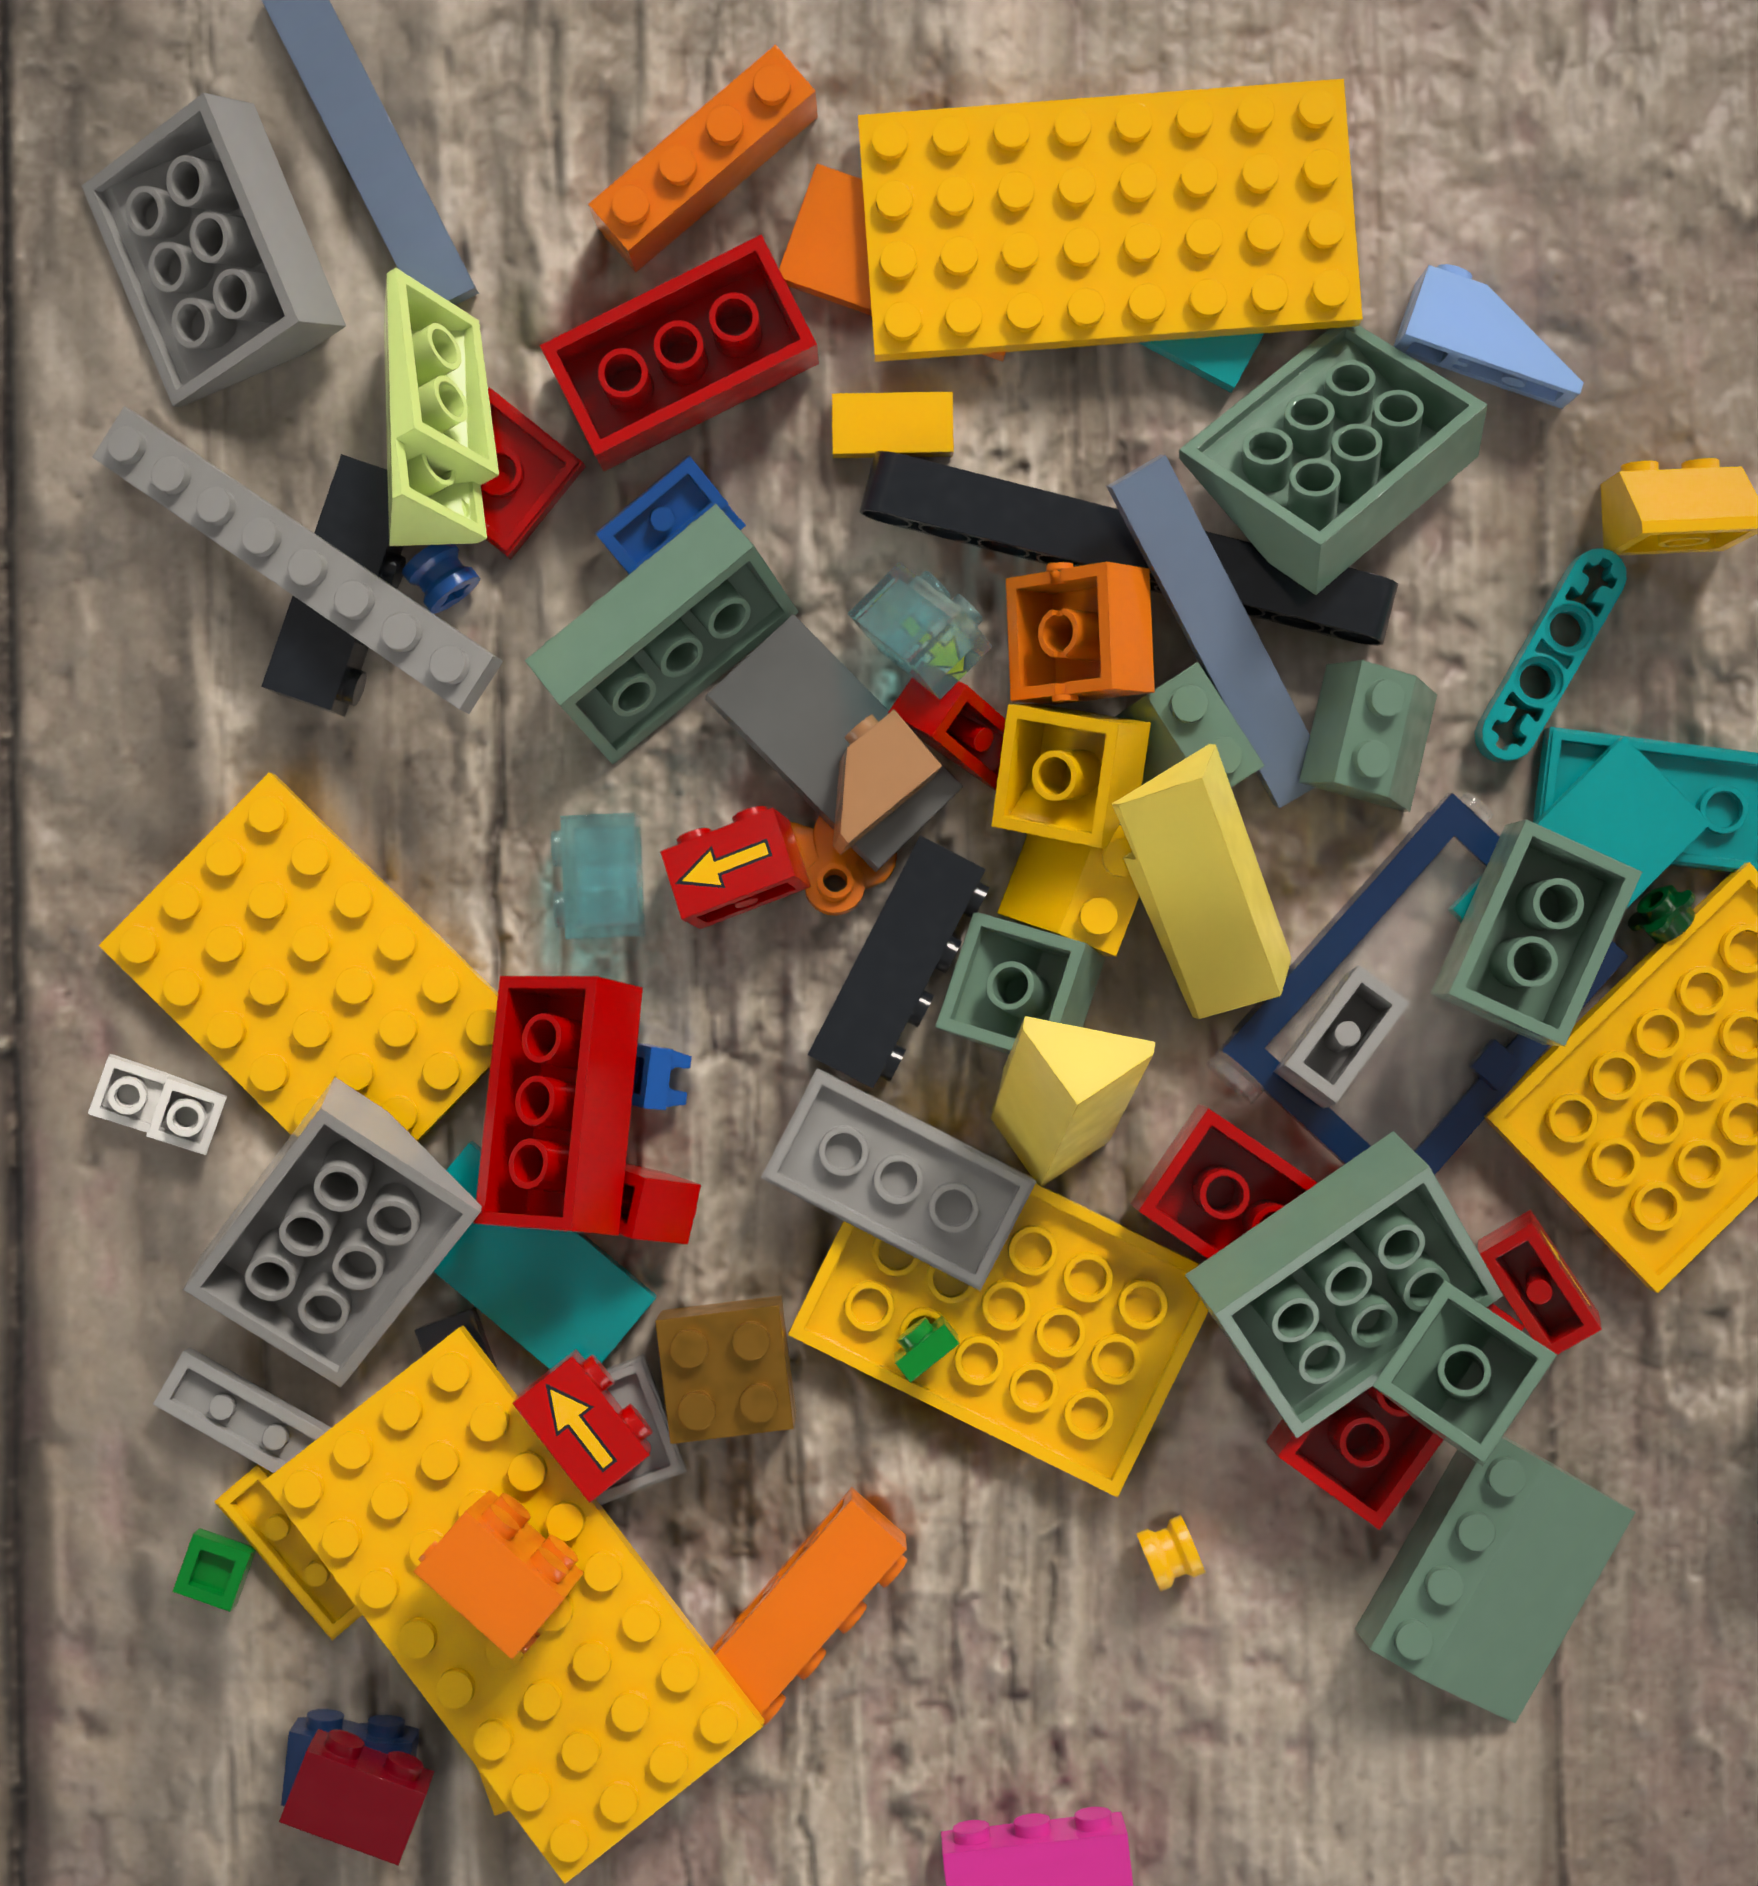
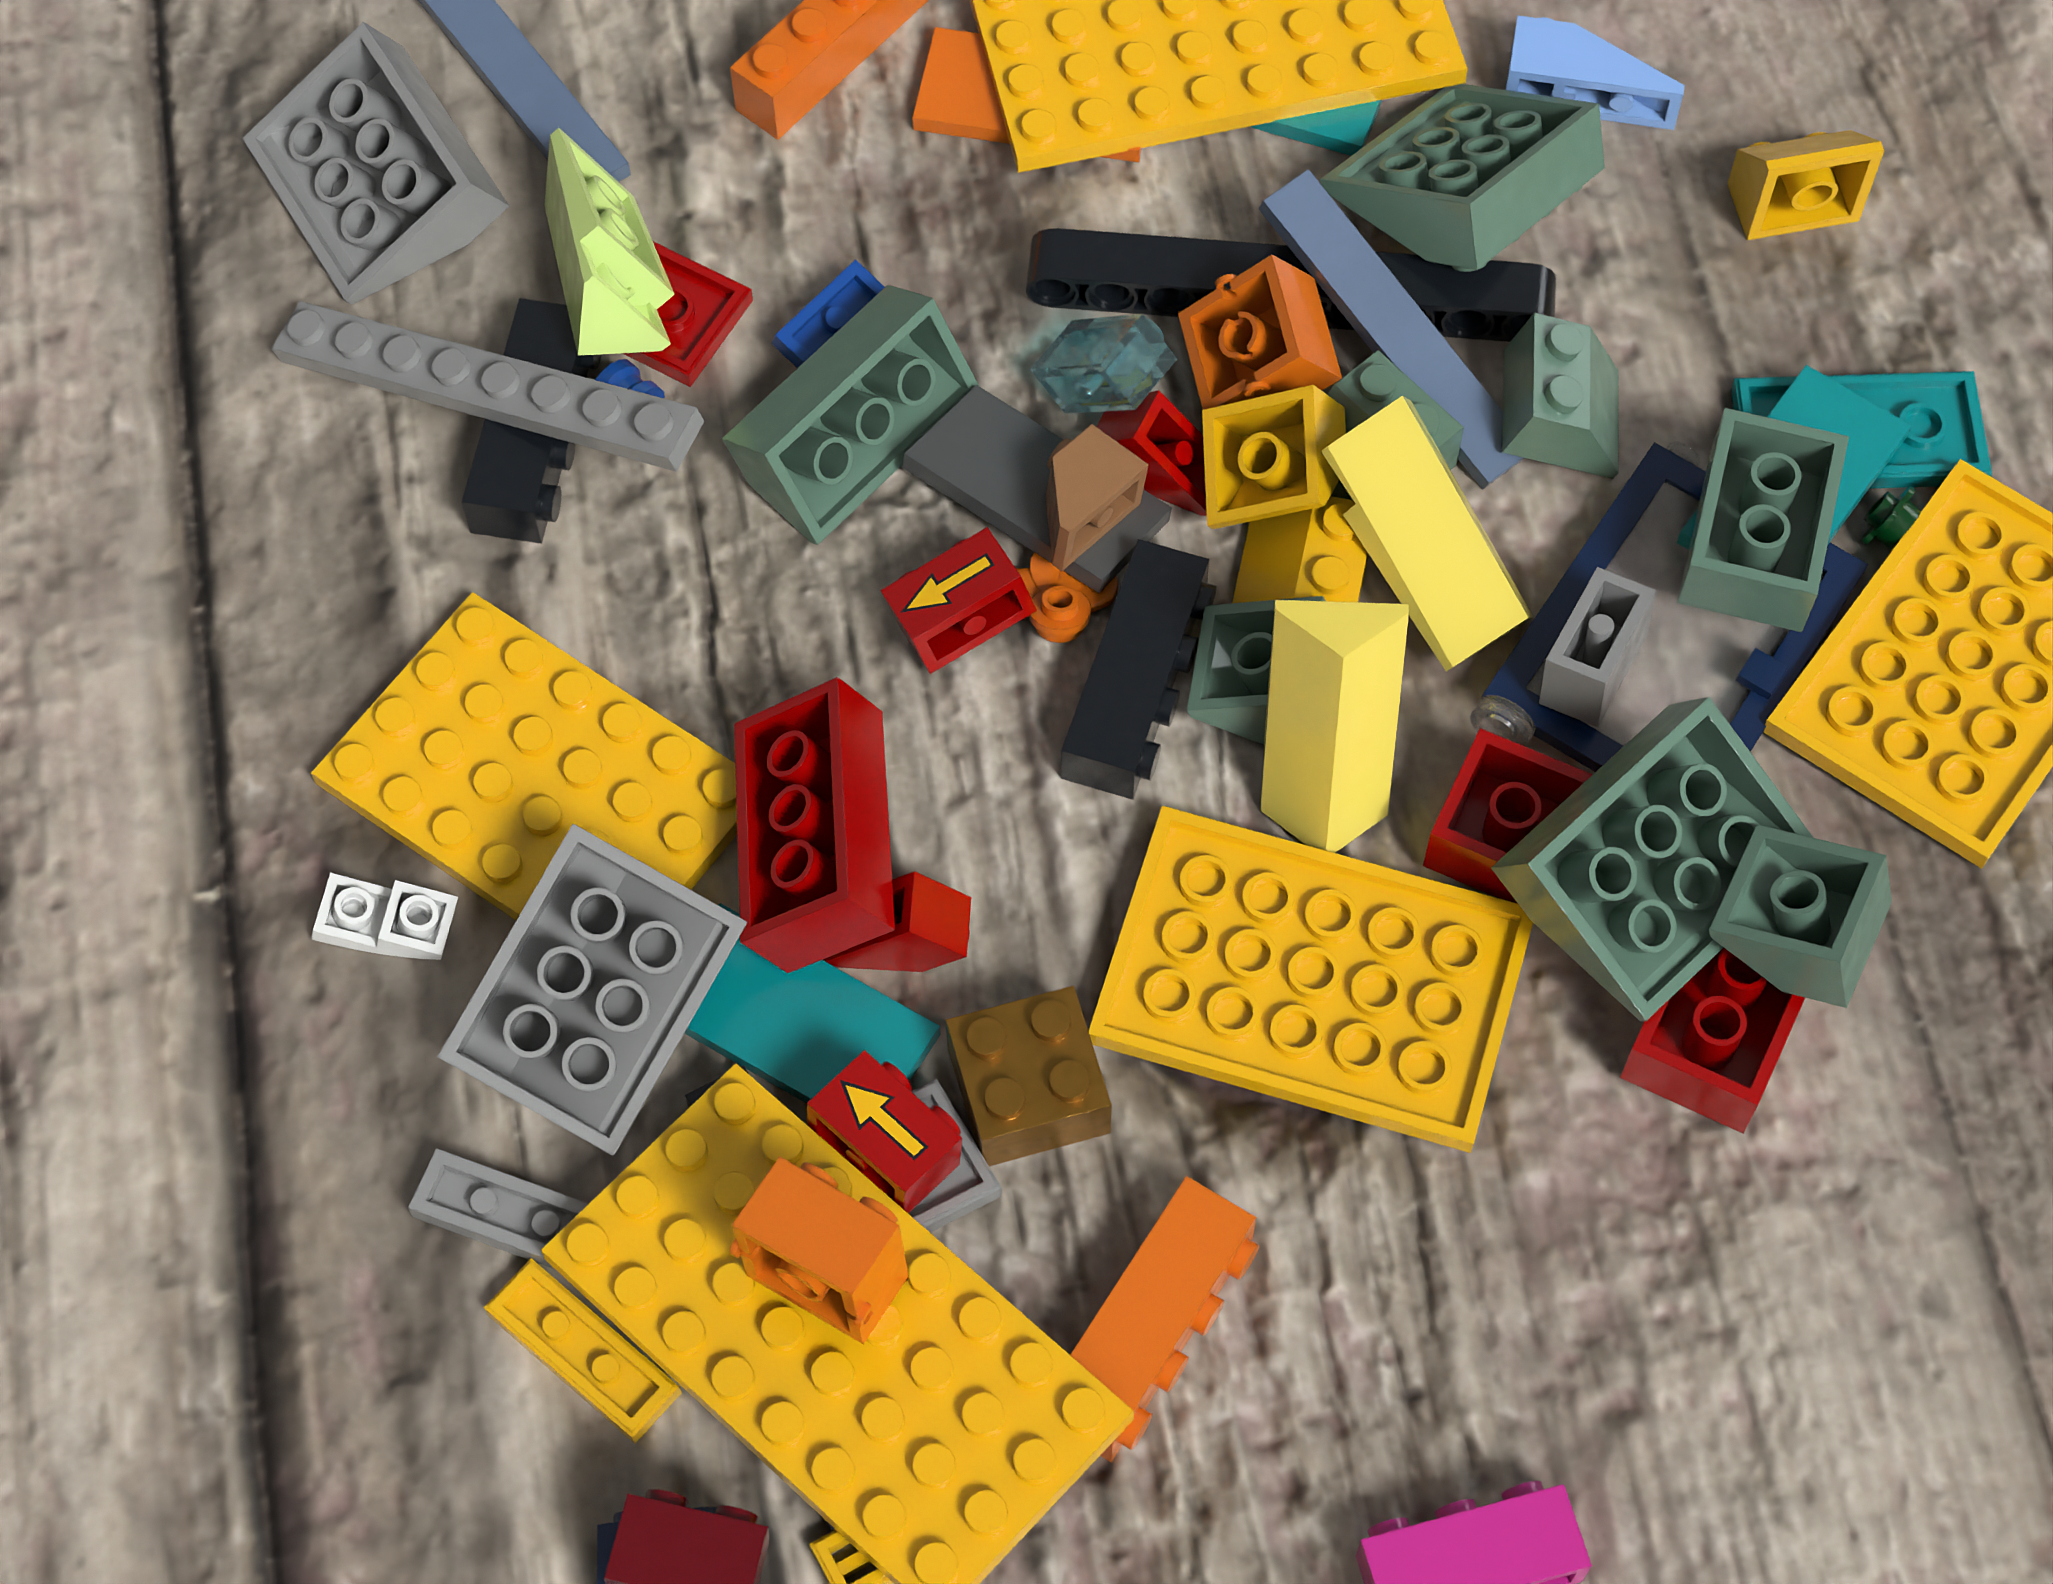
camera: 10 degrees left, 25 degrees down
(214, 1570) = (491, 1378): green plate -> none
(600, 876) = (822, 628): clear light blue brick -> none
(653, 1077) = (906, 802): blue tile -> none
(682, 353) = (834, 180): red brick -> none
(892, 422) = (1016, 219): yellow tile -> none
(898, 1179) = (1176, 859): light grey tile -> none
(924, 1345) = (1236, 1005): green plate -> none
(1170, 1553) = (1544, 1196): yellow wheel -> none
(1493, 1576) = (1901, 1167): sand green slope -> none
(1539, 1284) = (1845, 822): red brick -> none
(1557, 660) = (1718, 322): teal beam -> none

